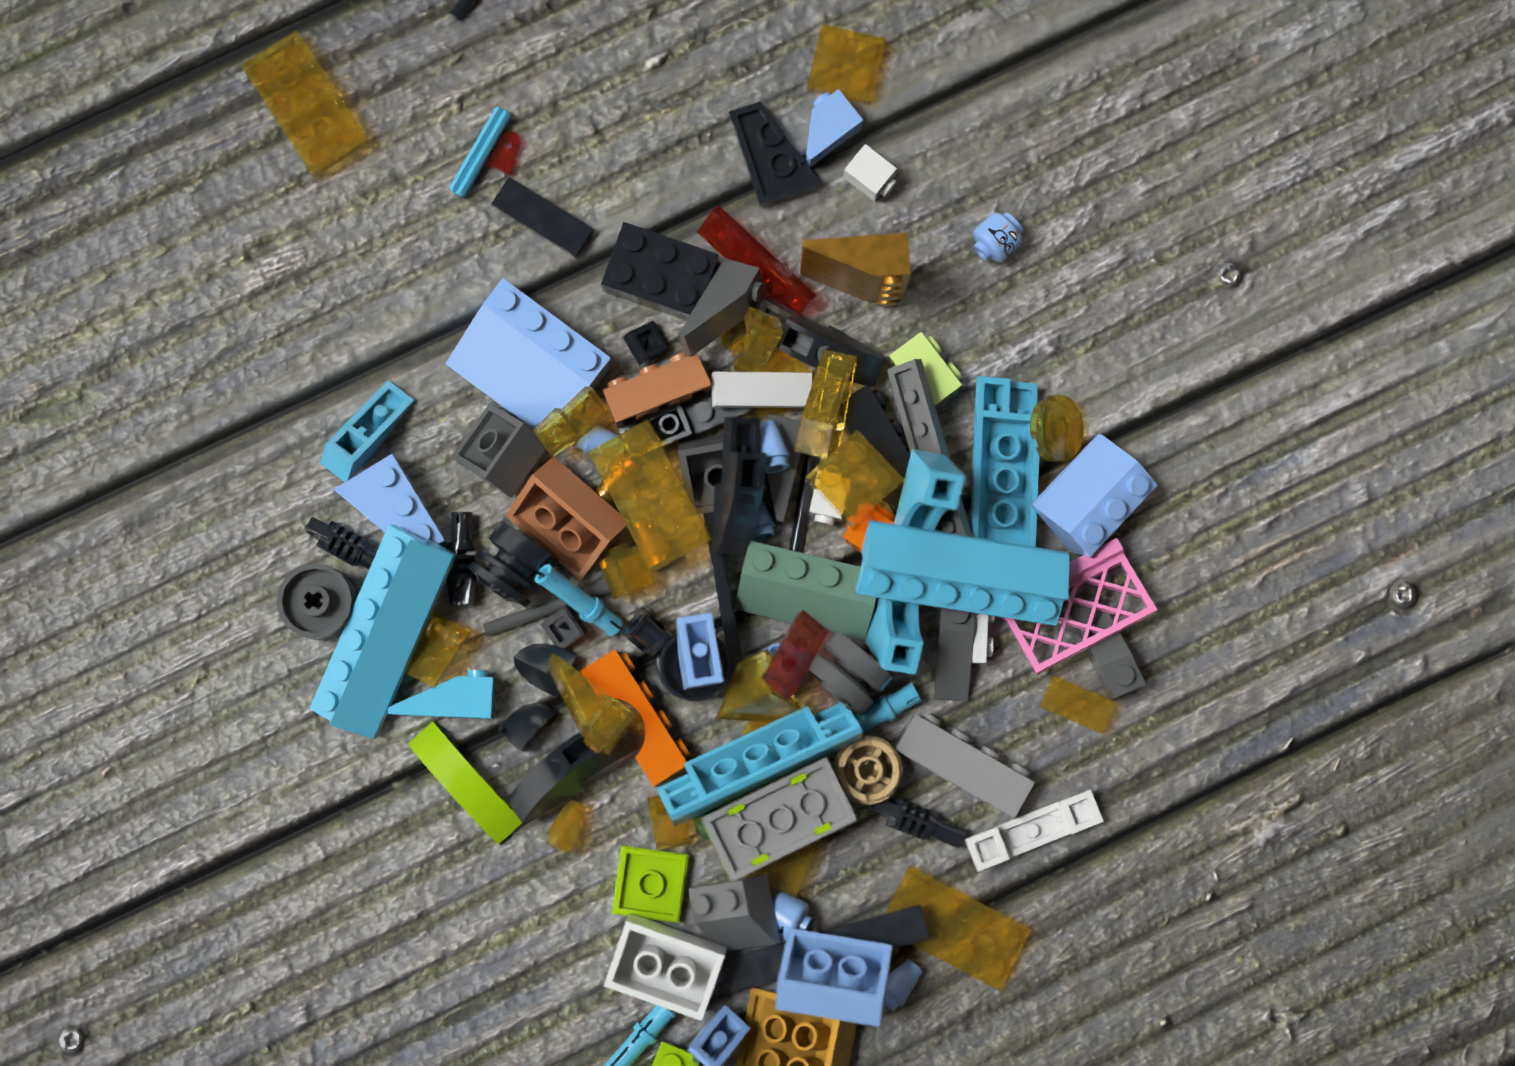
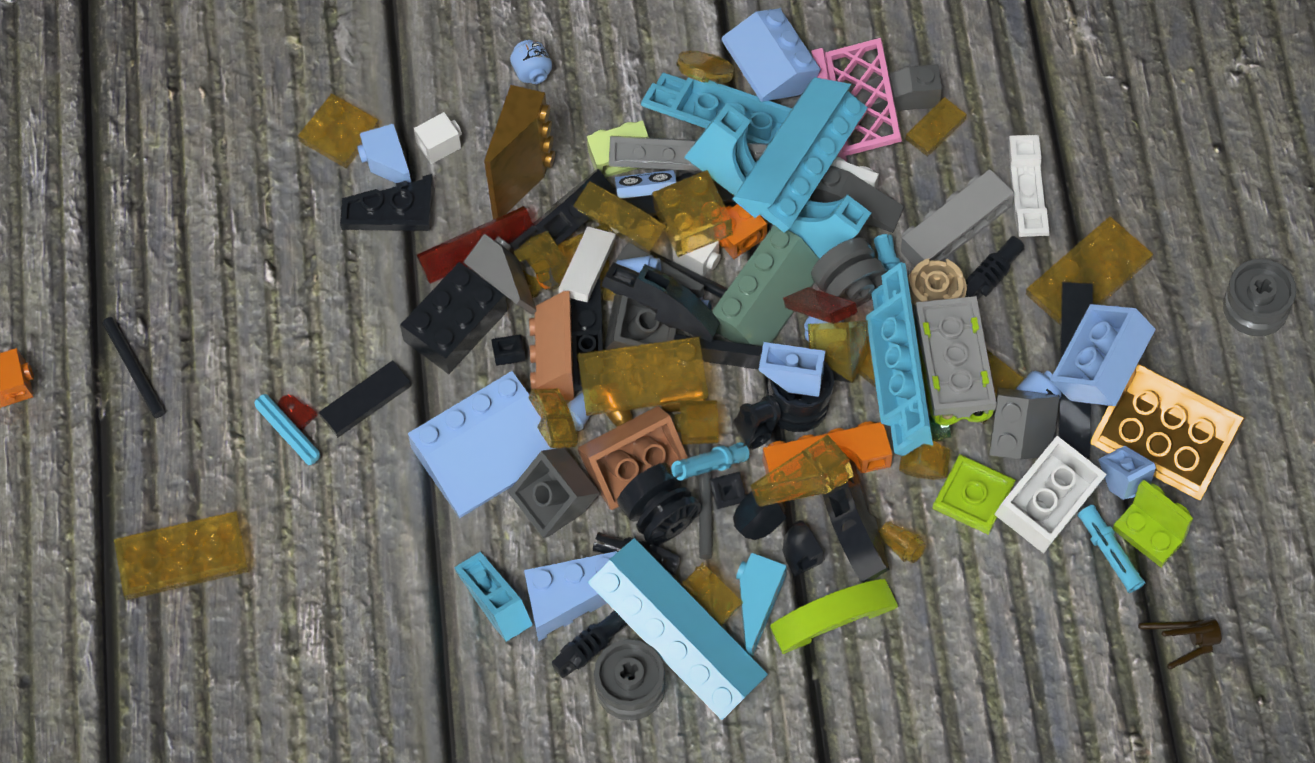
camera: 65 degrees left, 20 degrees down
(877, 417) = (643, 184): none -> light blue tile

